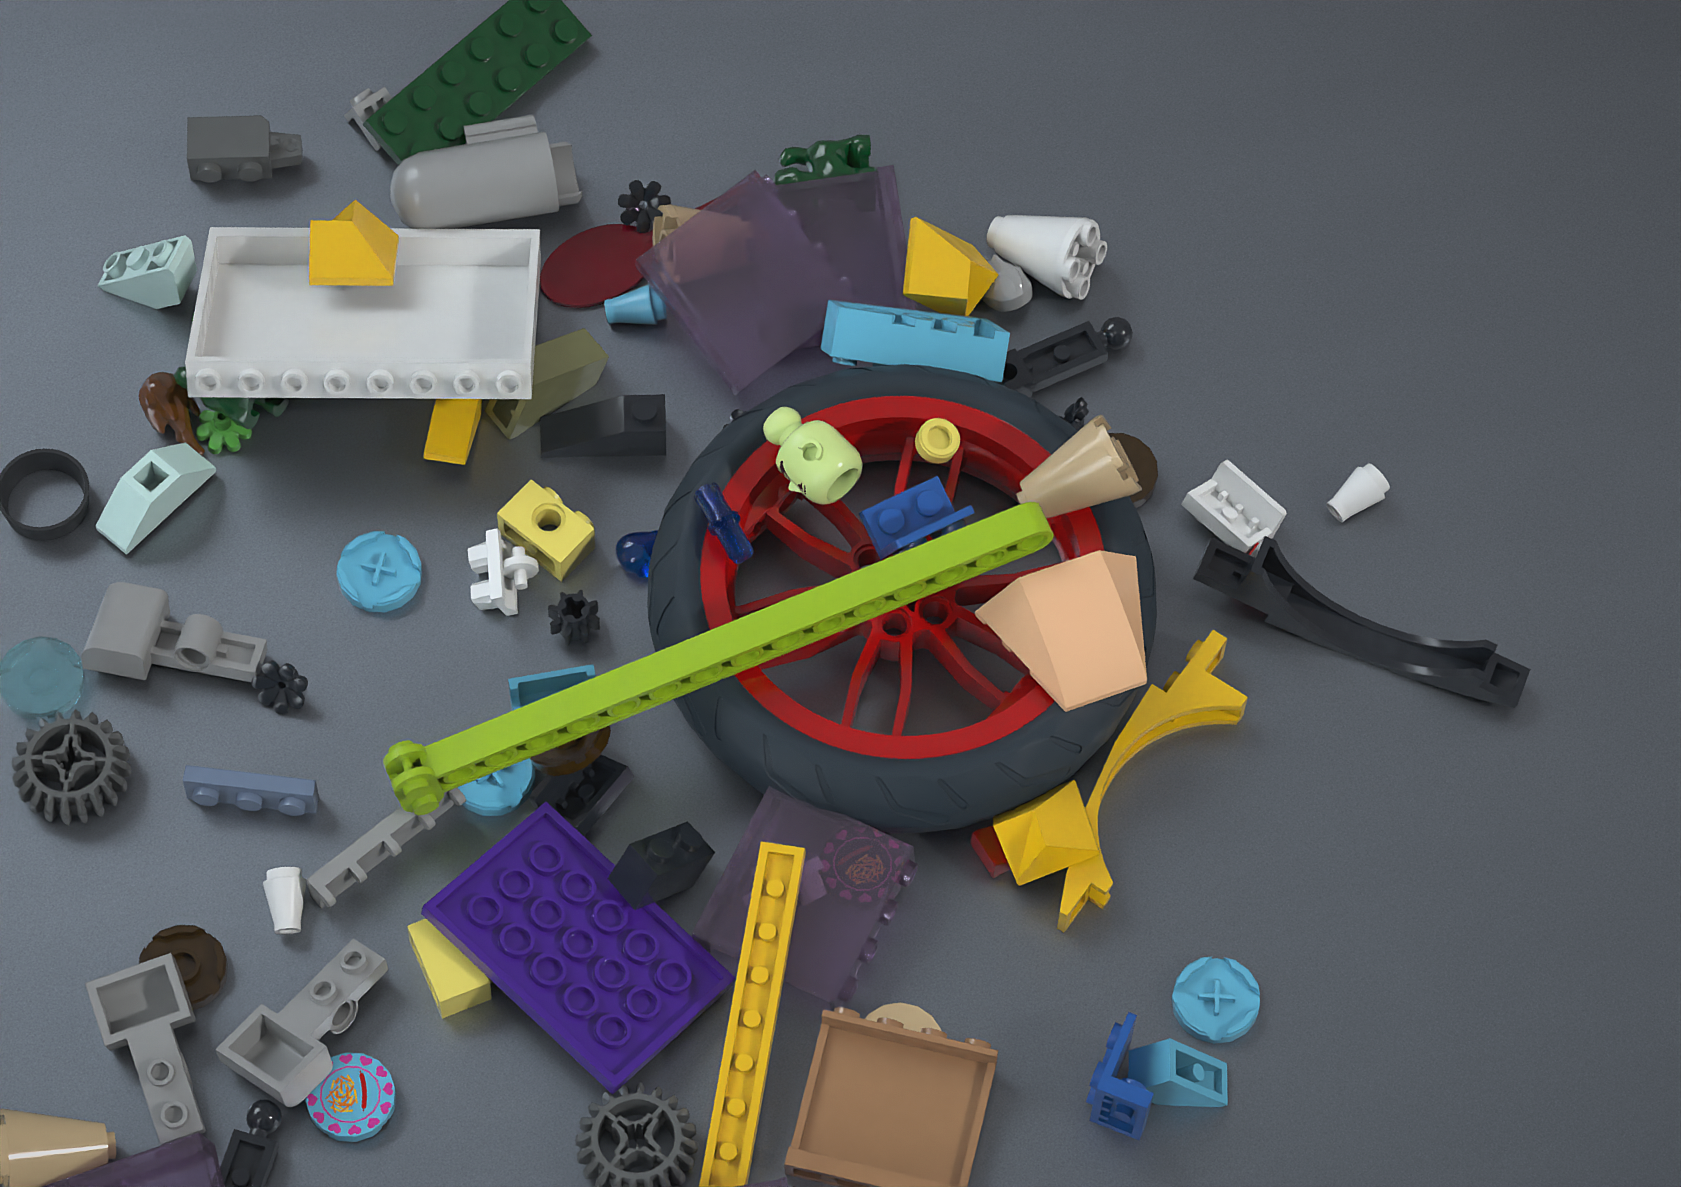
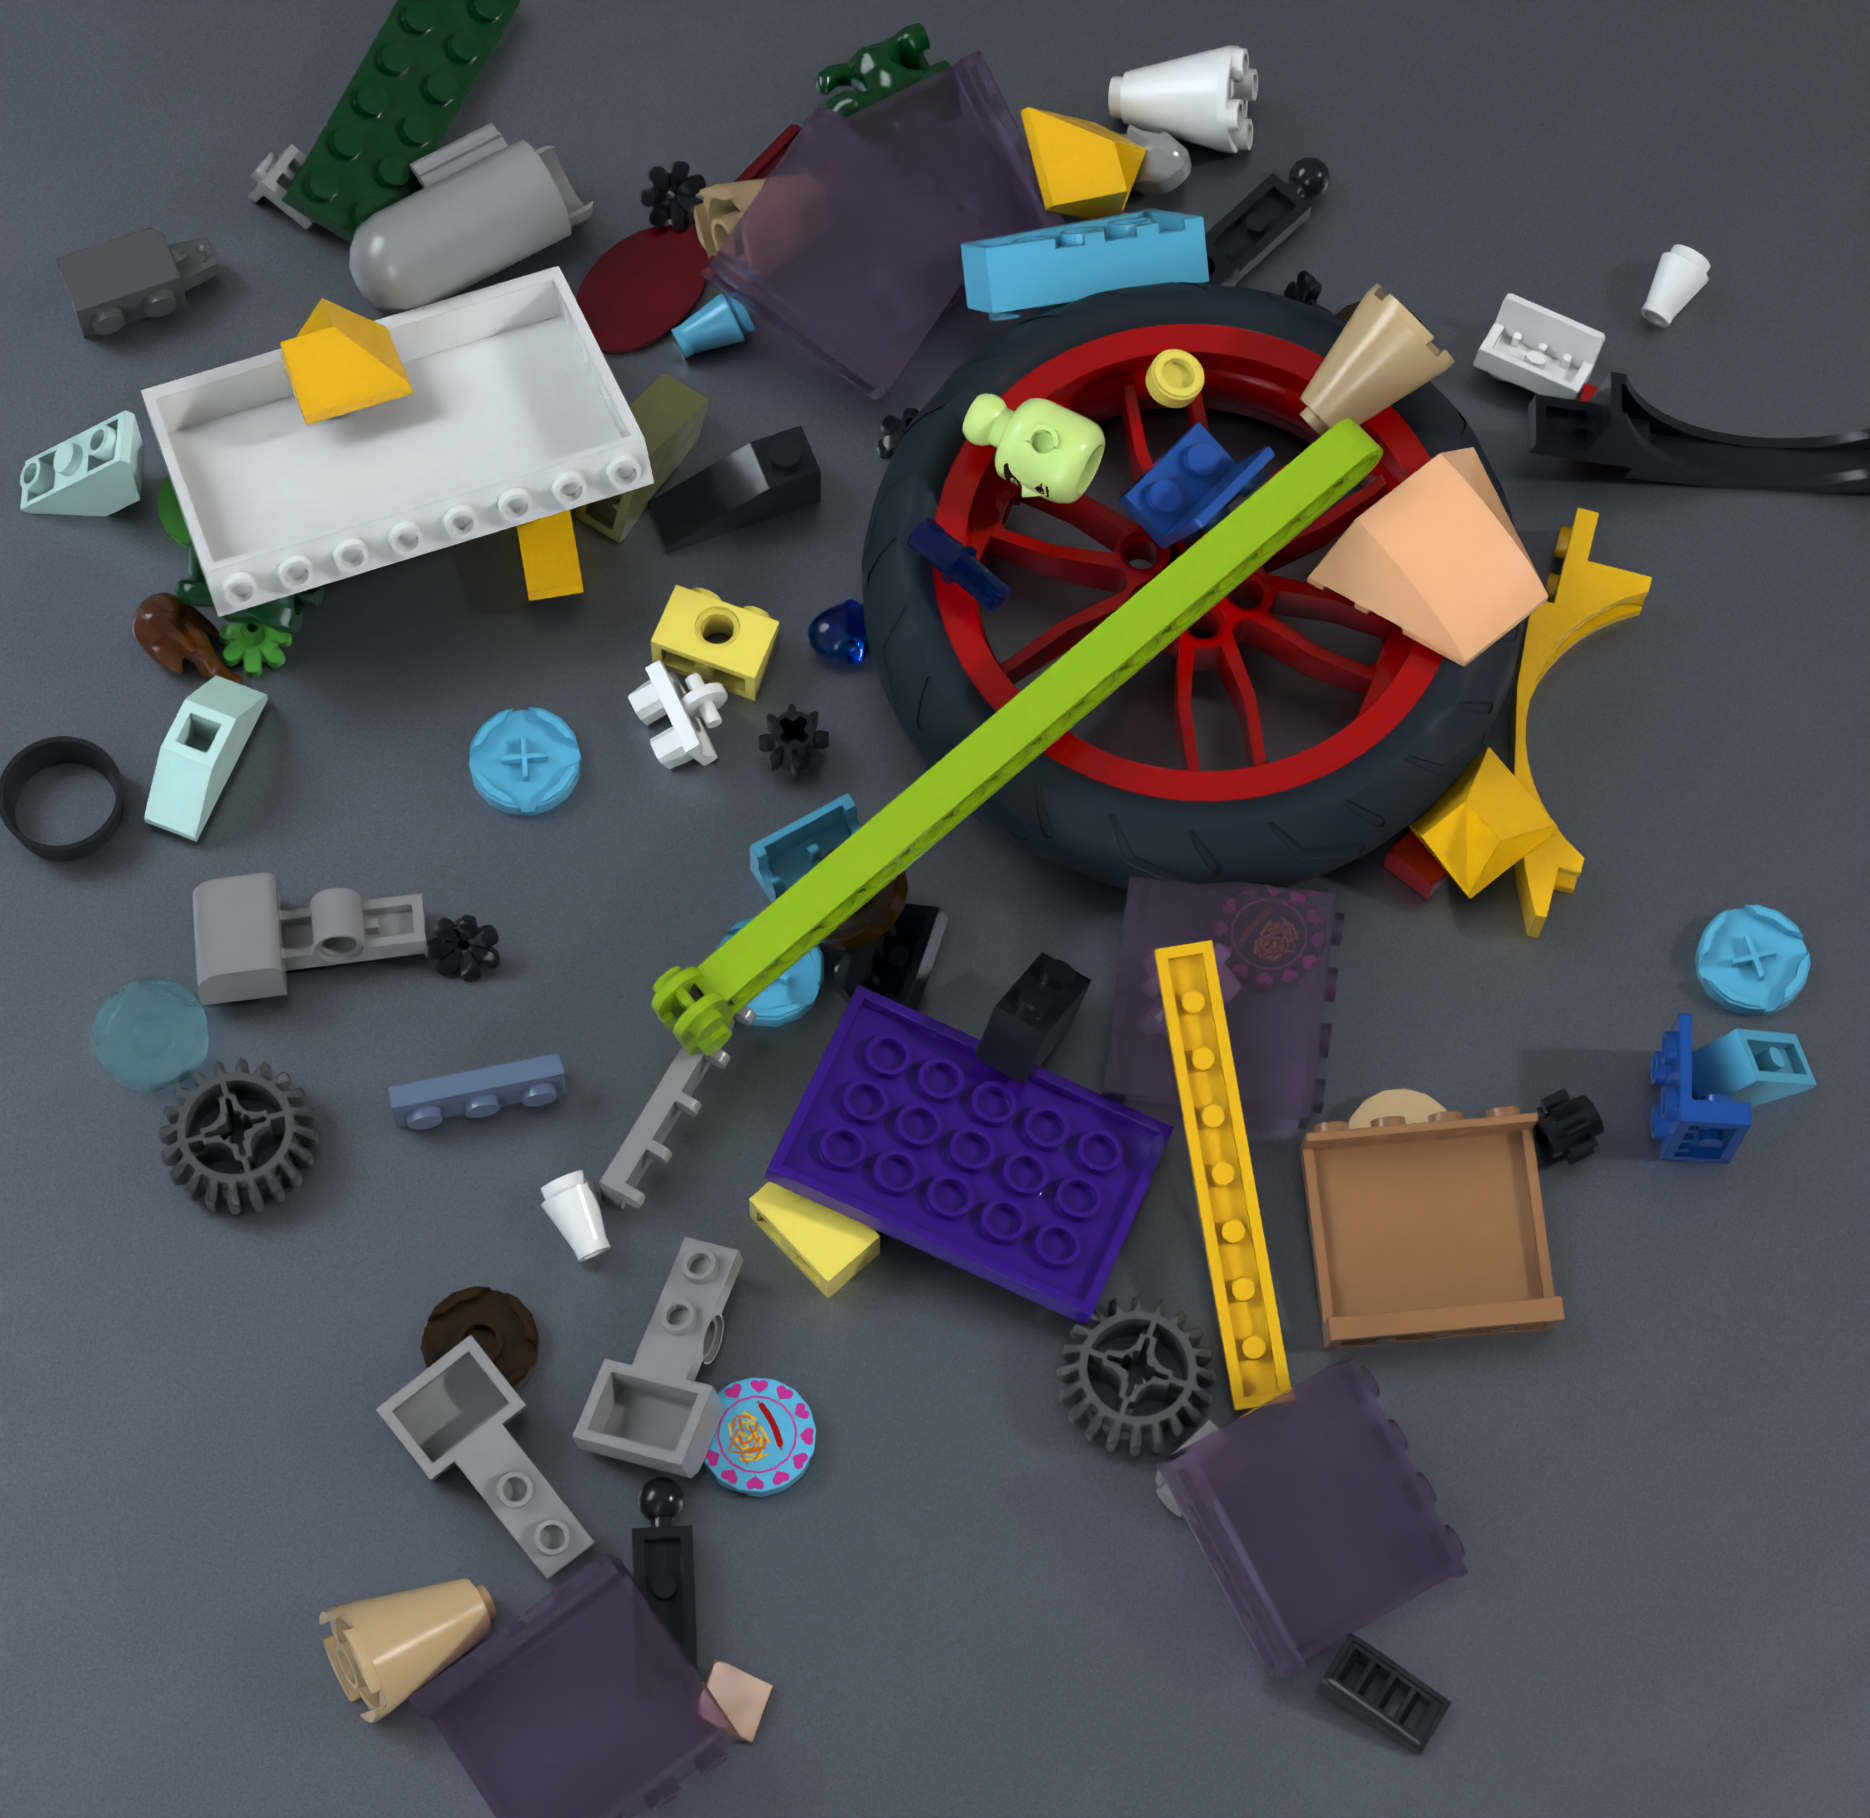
camera: 20 degrees left, 5 degrees up
(1024, 1071) = (1567, 1126): none -> black gear

